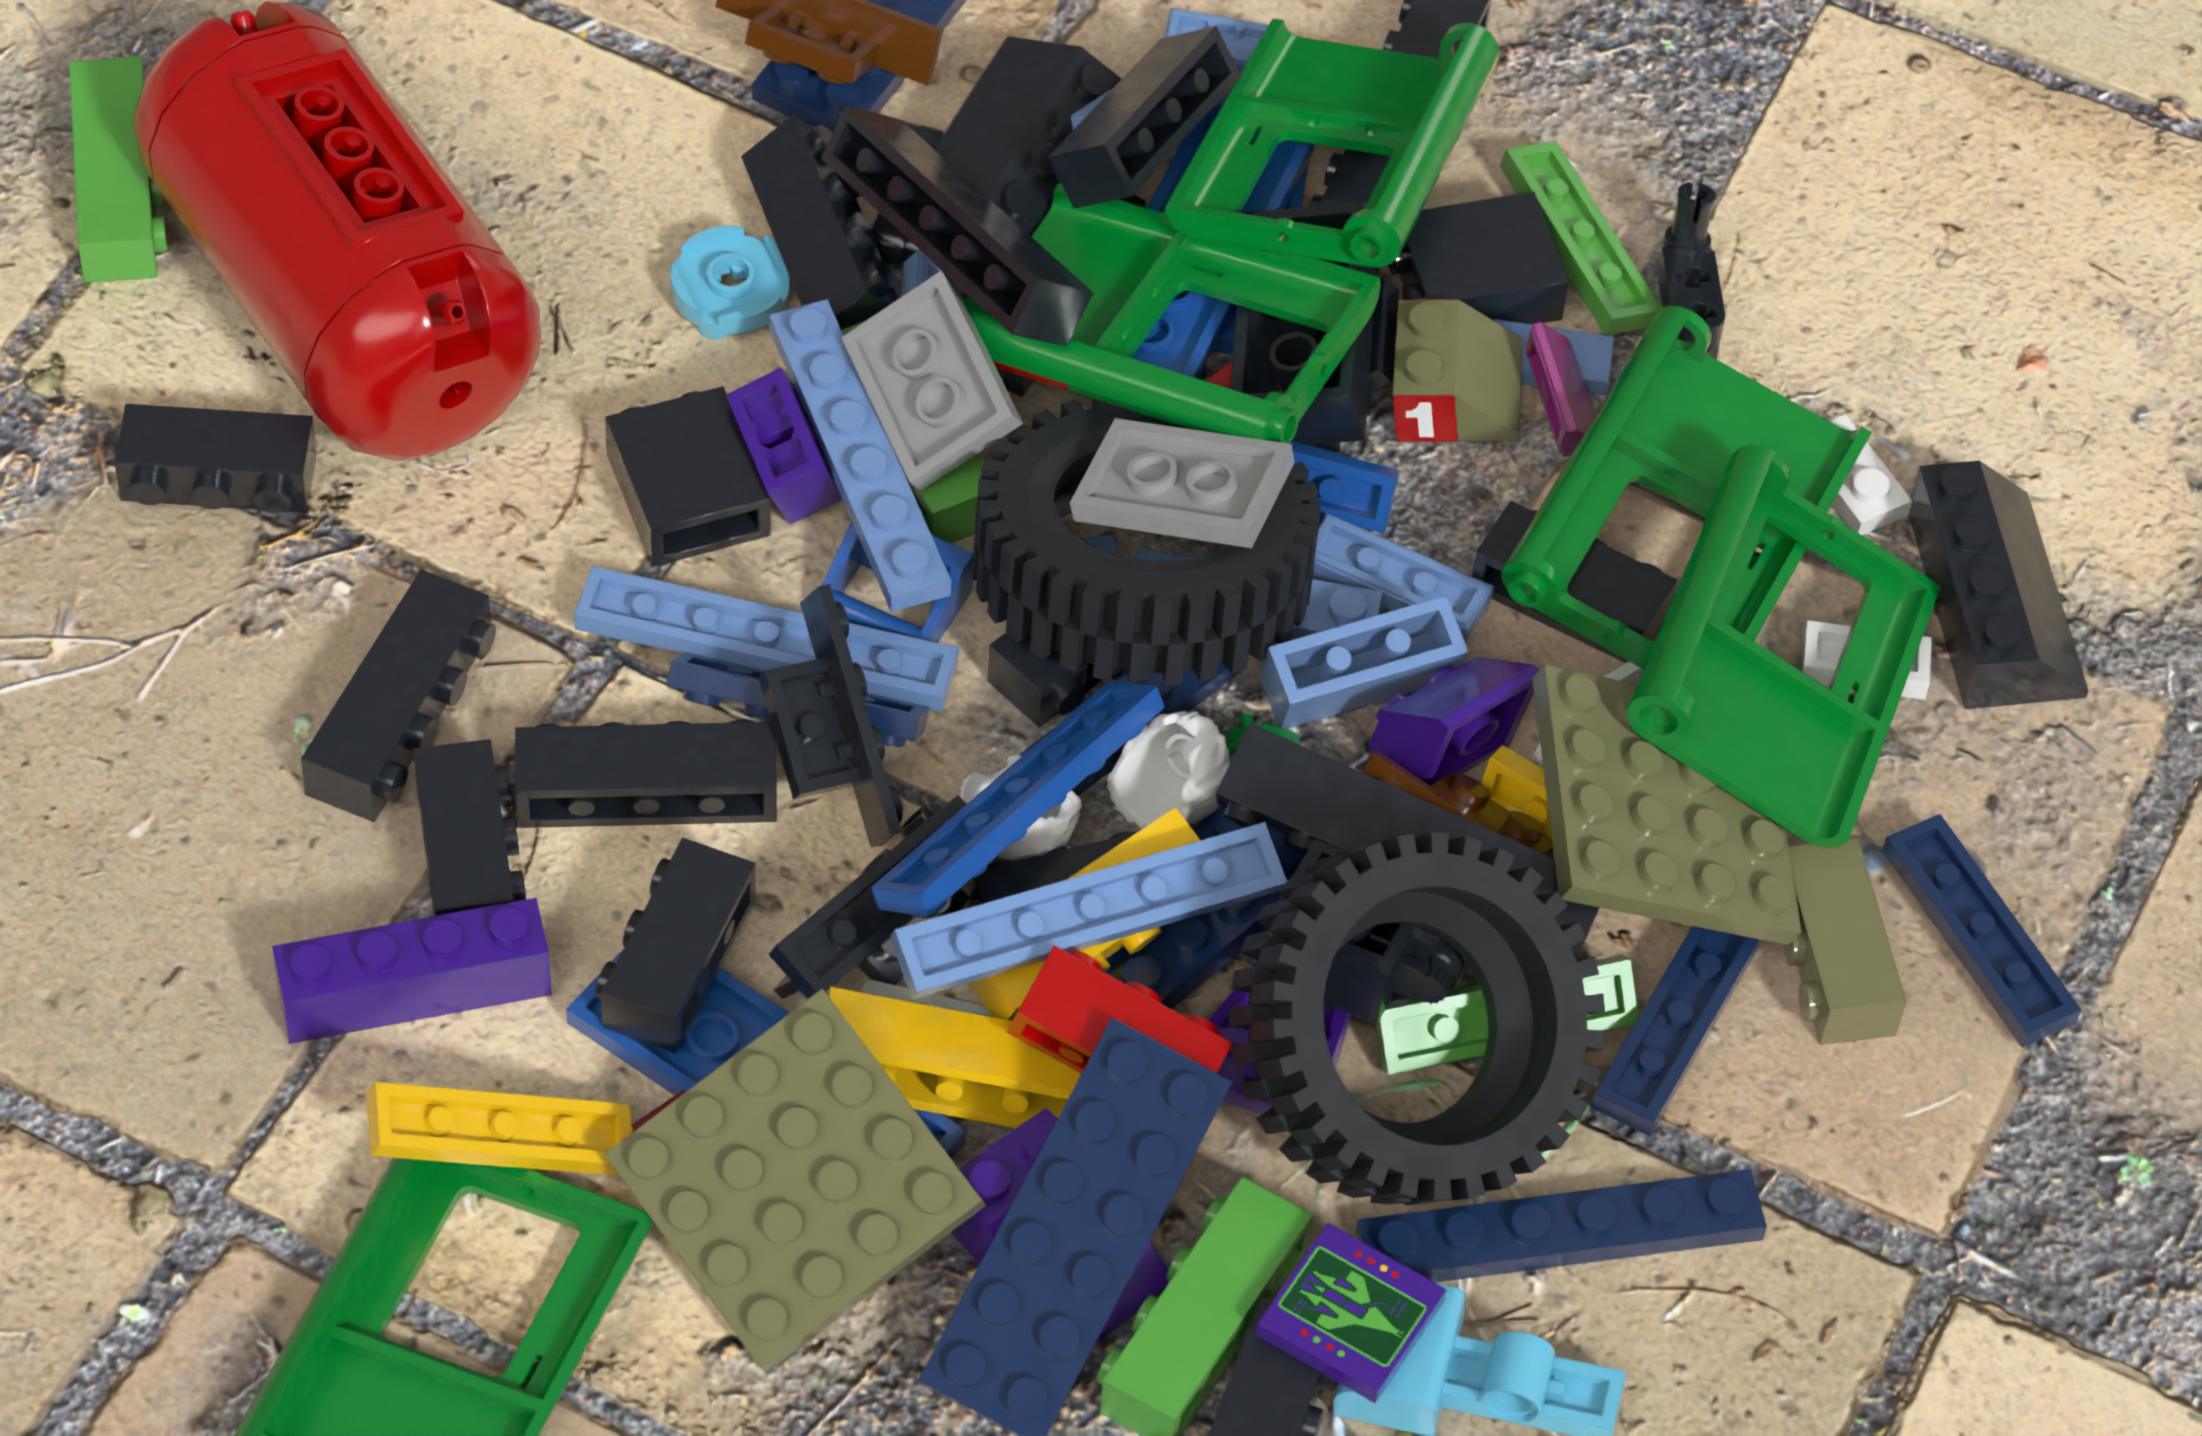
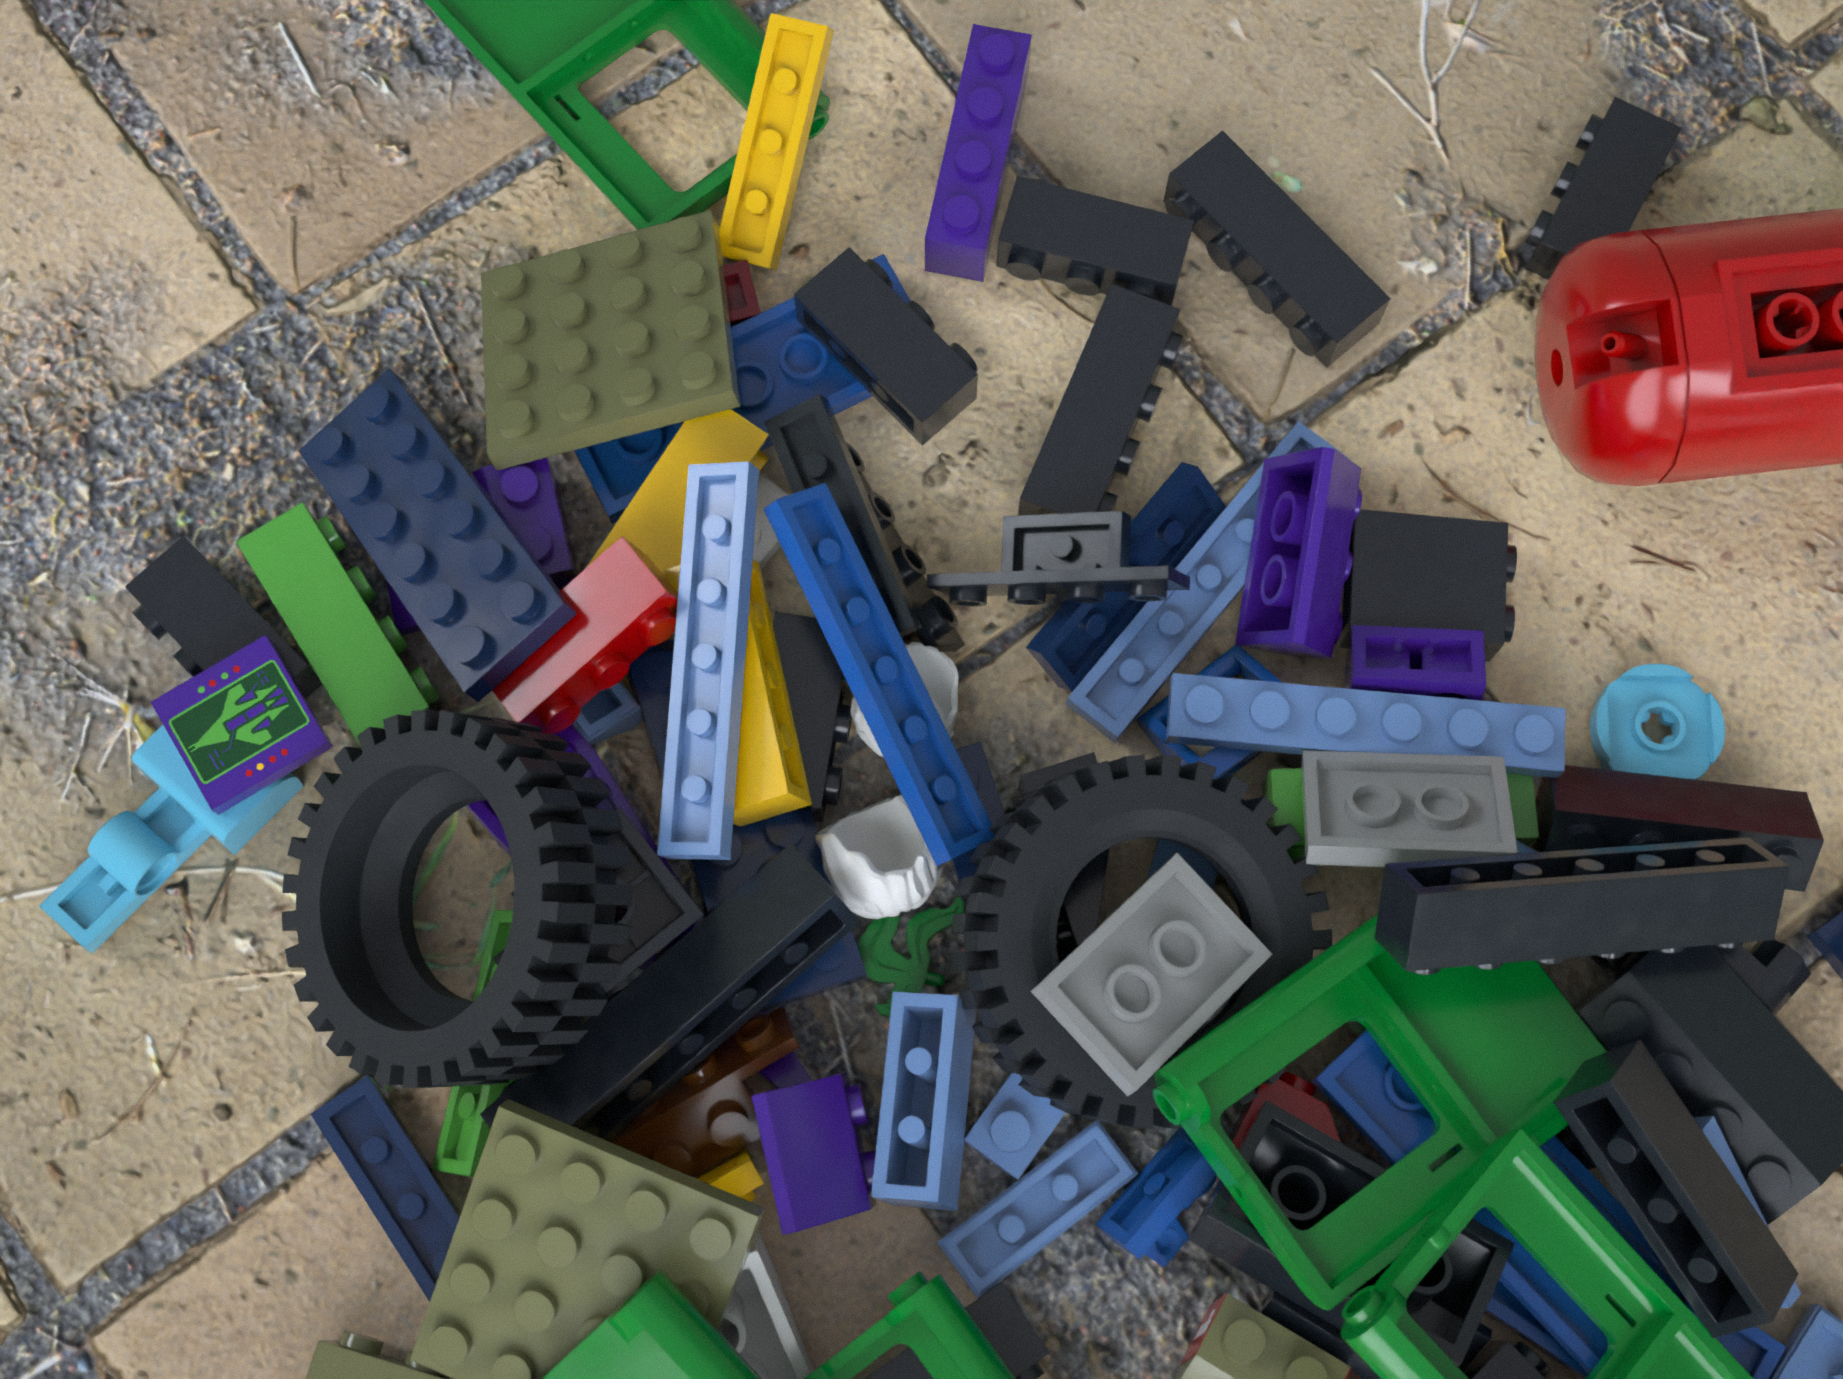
camera: 120 degrees right, 20 degrees up
(724, 546) = (1300, 554): none -> dark purple slope
(1571, 1227) = (247, 1035): dark blue plate -> none

